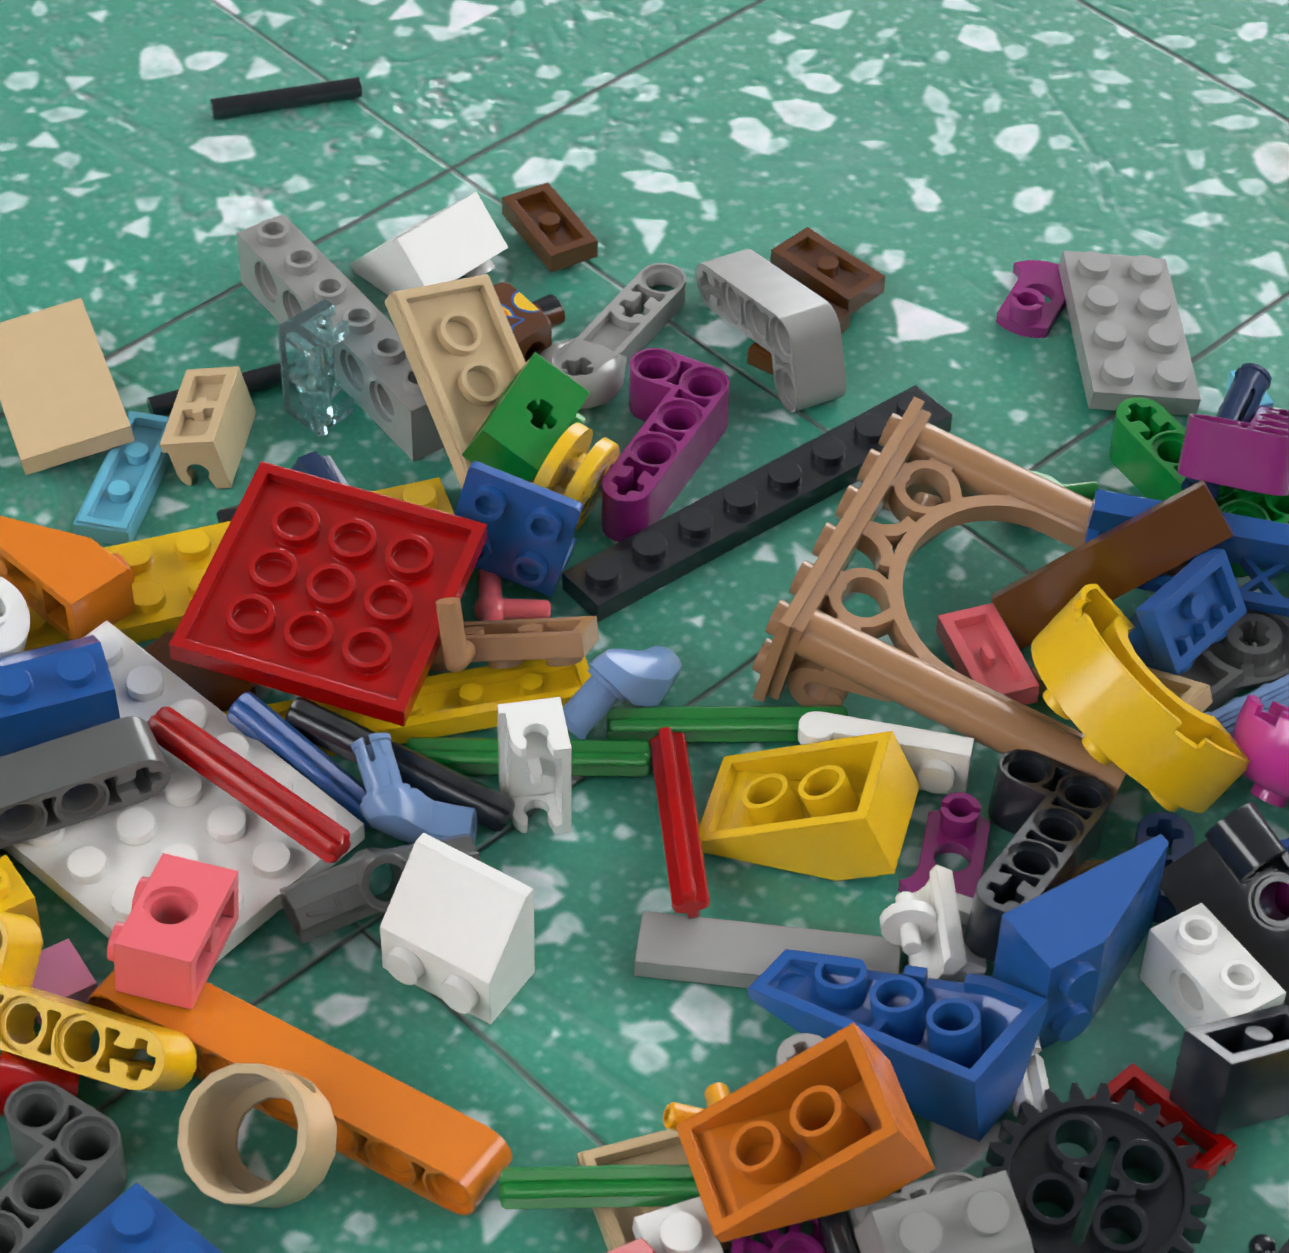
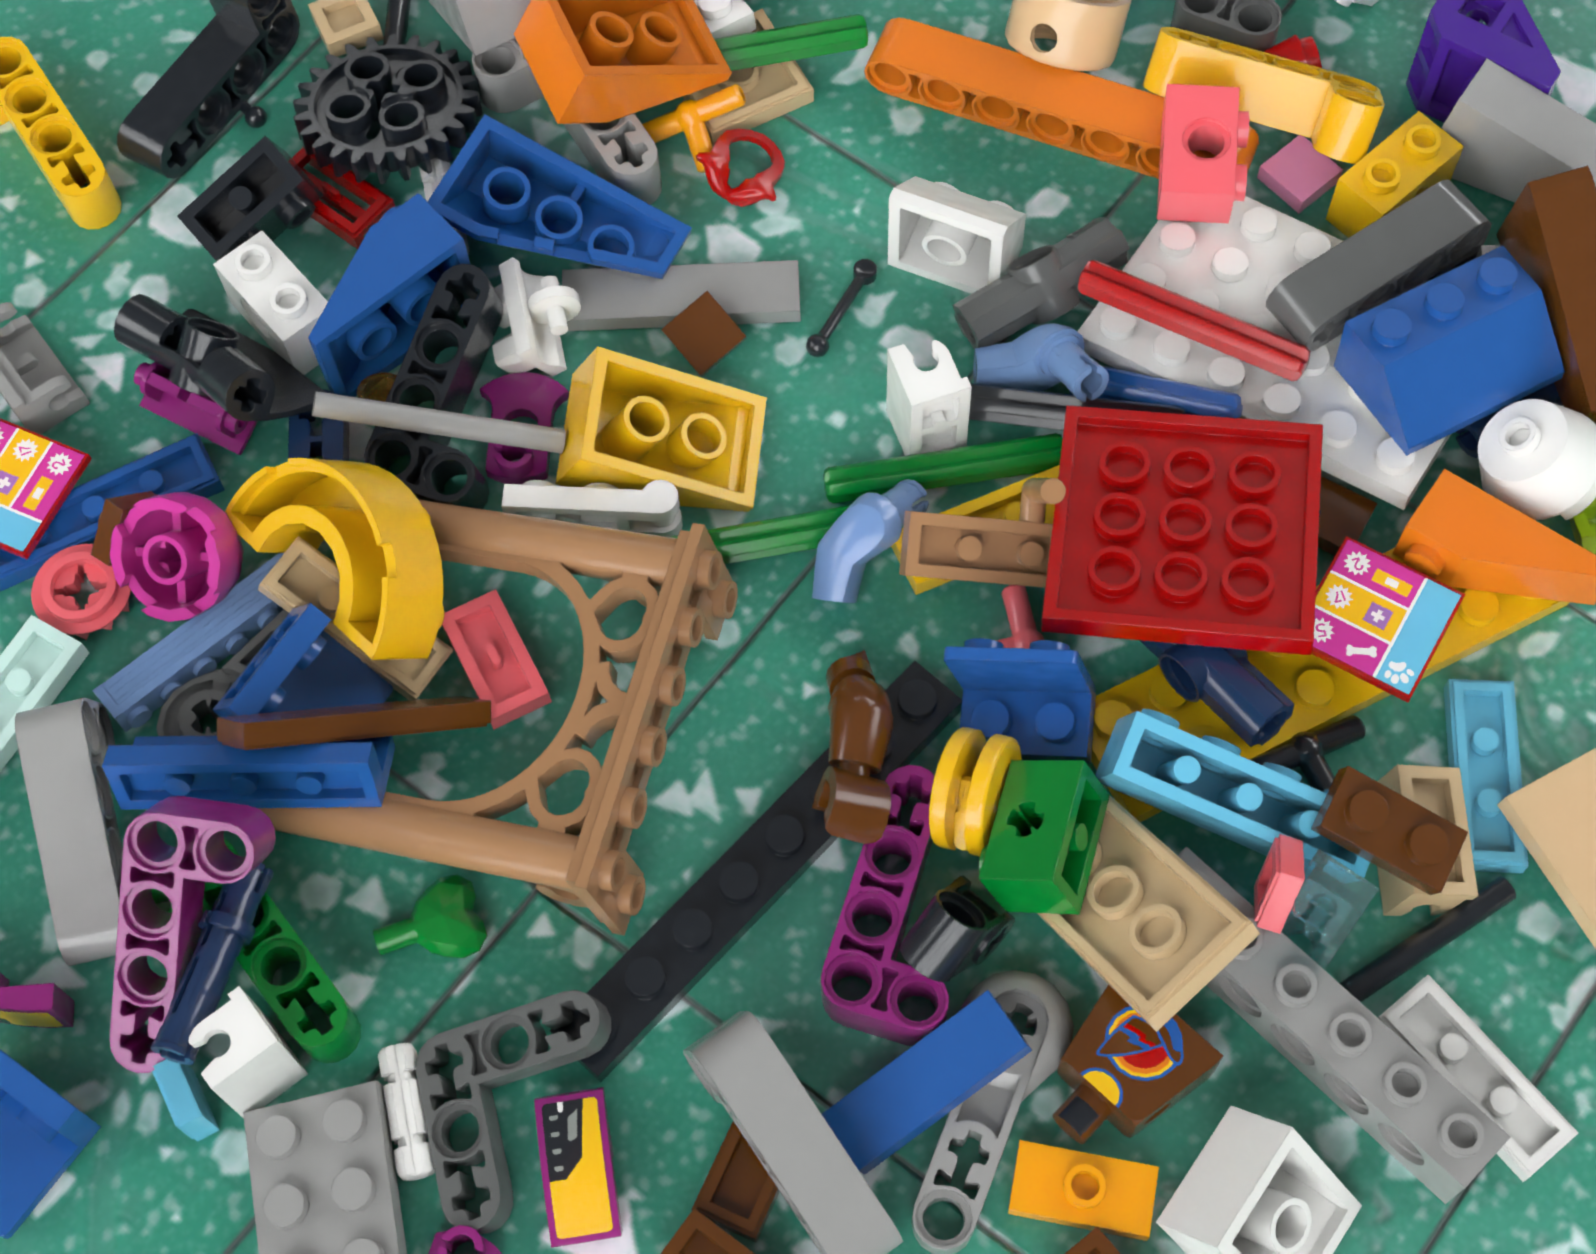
camera: 175 degrees right, 20 degrees up
(172, 533) = (1380, 618): none -> piece
(230, 311) = (1481, 1072): none -> white tile
(246, 379) = (1389, 830): none -> reddish brown plate
(349, 361) = (1279, 883): none -> coral tile
(364, 432) = (1215, 786): none -> medium azure brick
(563, 957) = (864, 274): none -> black hinge
(579, 293) = (1083, 1190): none -> light orange plate
(619, 398) = (954, 932): none -> black piece
(659, 1050) = (751, 189): none -> red piece
(662, 525) = (859, 738): none -> reddish brown piece
(679, 823) = (782, 403): red axle -> none
(695, 334) = (926, 1082): none -> blue tile
(750, 899) = (704, 333): none -> reddish brown tile
(936, 342) = (577, 1167): none -> slope
(950, 390) = (480, 1074): none -> dark grey beam
(1034, 793) = (438, 422): none -> light grey bar
(1069, 391) = (405, 1112): none -> white axle
(1190, 376) = (258, 1060): none -> white hinge

